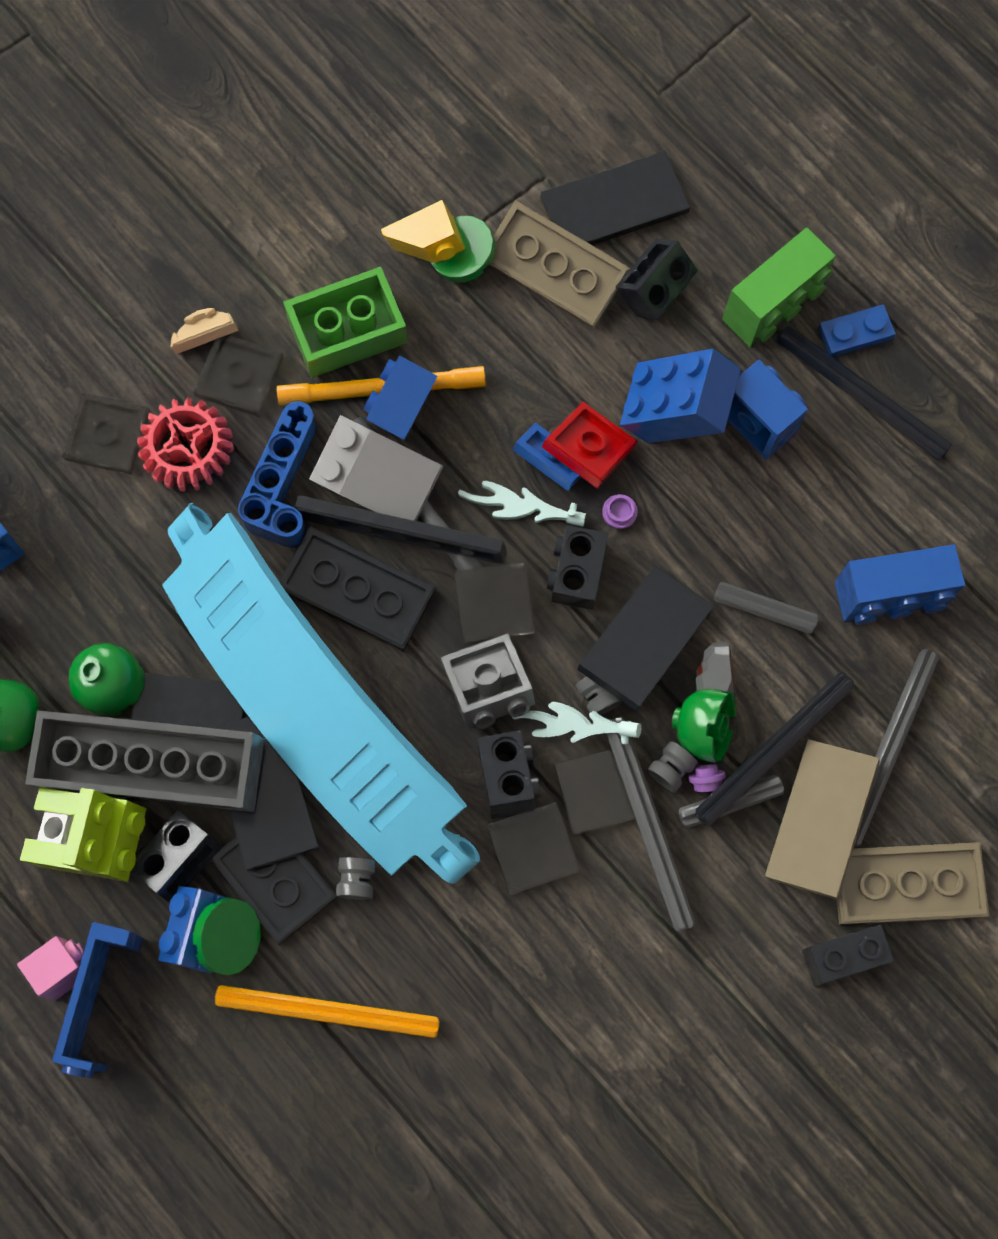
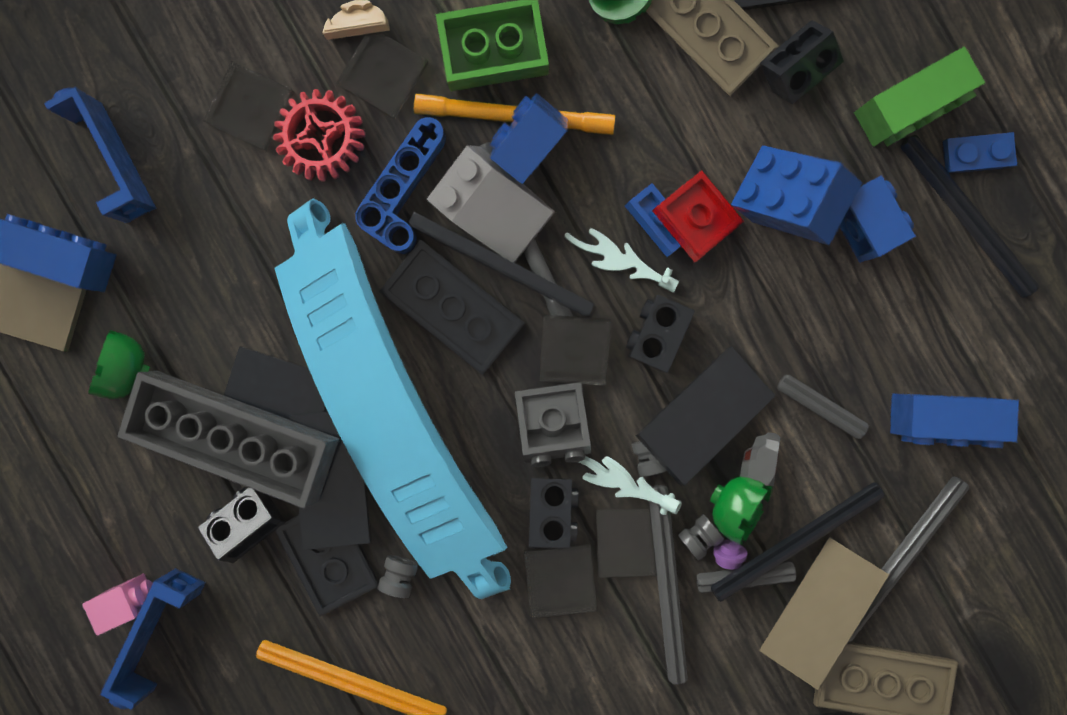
camera: 15 degrees right, 15 degrees up
(96, 834) = (164, 495): lime brick -> none
(106, 679) = (208, 348): green cylinder -> none
(177, 941) = (247, 593): blue brick -> none
(227, 936) = (274, 606): green tile -> none
(619, 511) = (710, 286): medium lavender plate -> none

